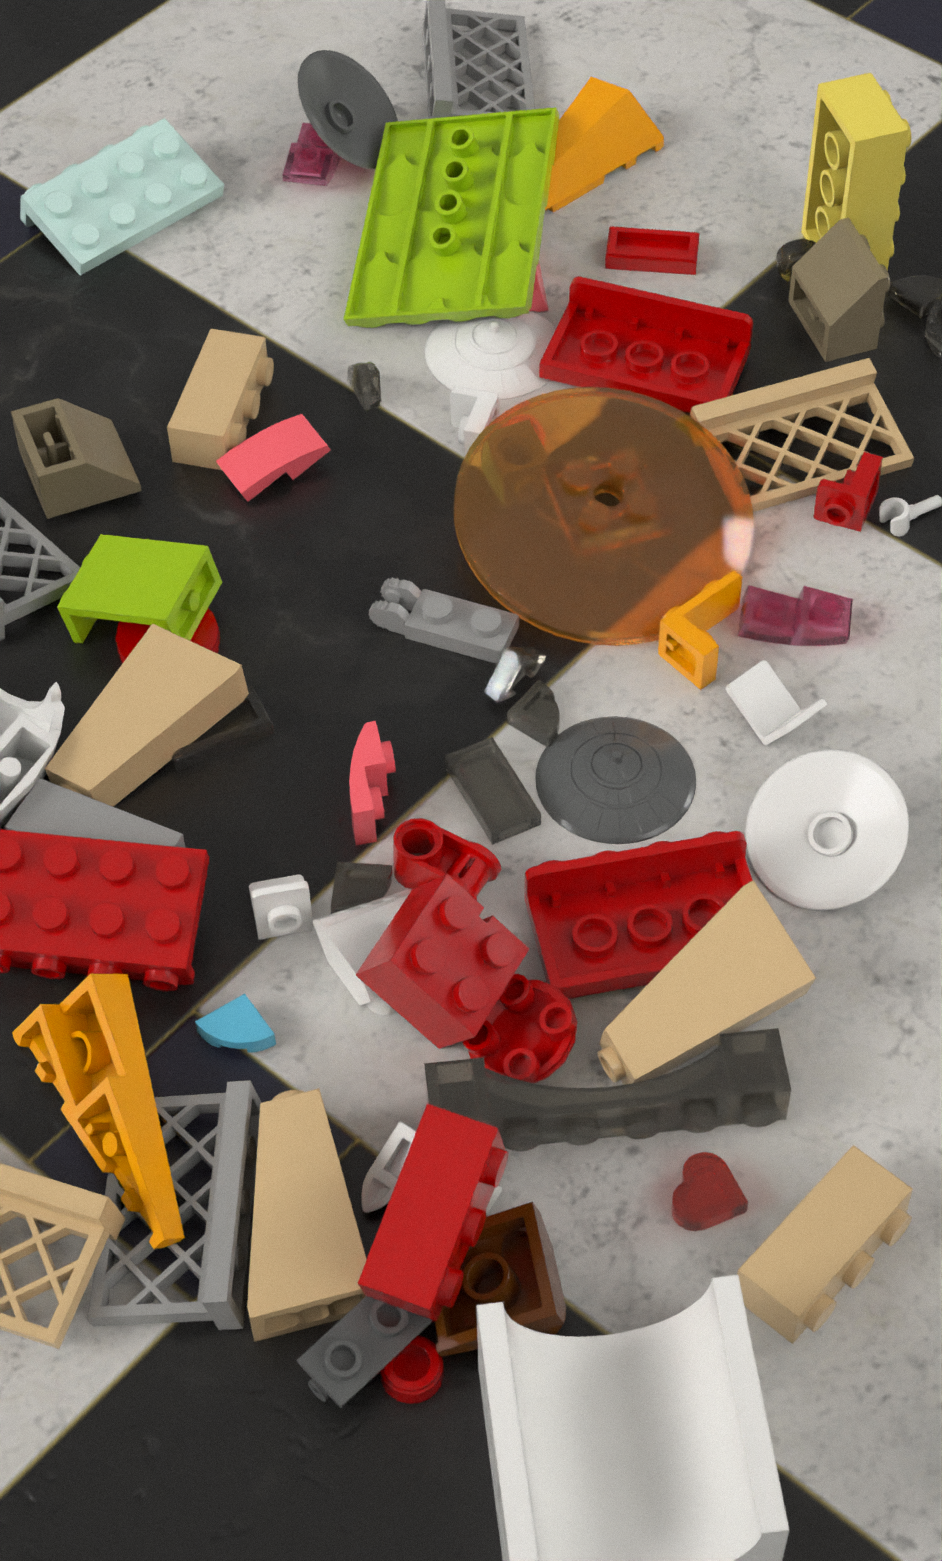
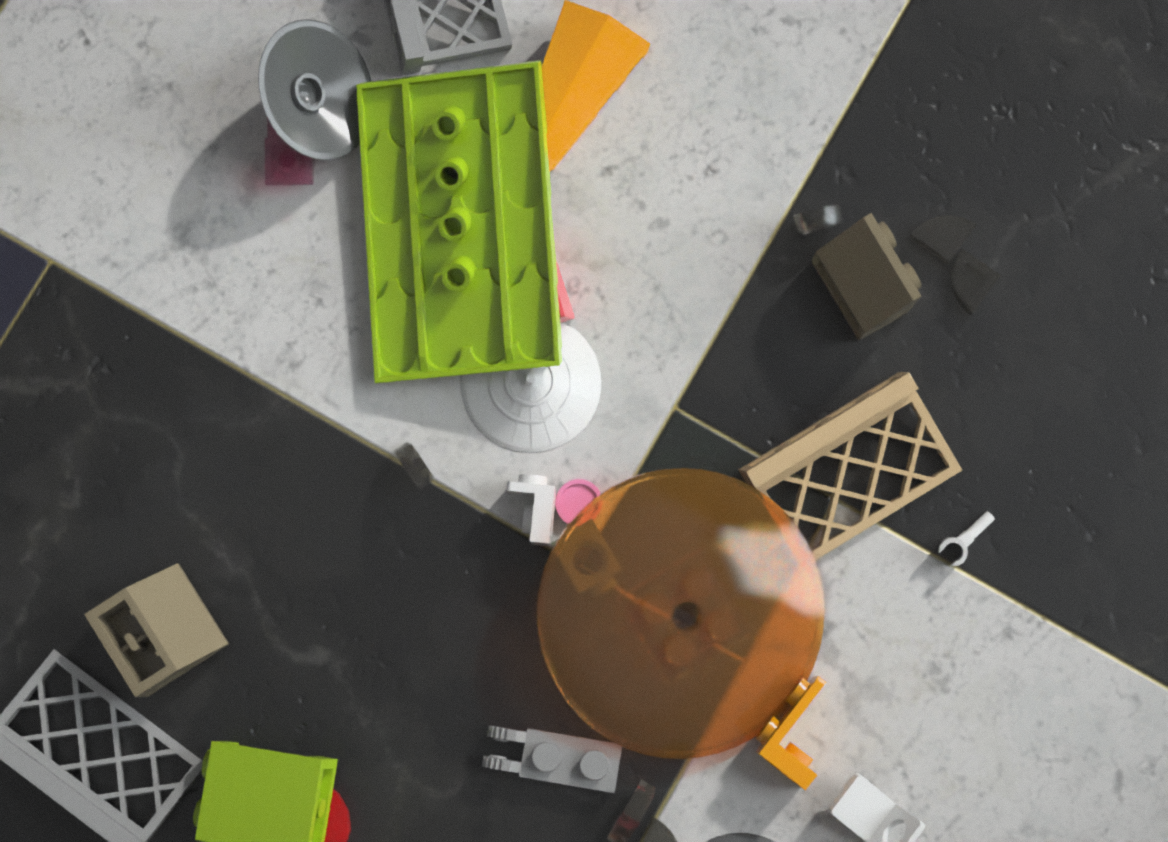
camera: 10 degrees left, 30 degrees up
(120, 196) = (103, 241): light aqua bracket -> none
(219, 398) = (279, 520): tan brick -> none
(266, 456) = (347, 586): coral slope -> none
(647, 344) = (685, 377): red bracket -> none
(652, 250) = (665, 217): red tile -> none
(809, 620) = (876, 694): clear pink slope -> none
(849, 502) = (918, 531): red bracket -> none
(856, 163) = (872, 152): light yellow brick -> none

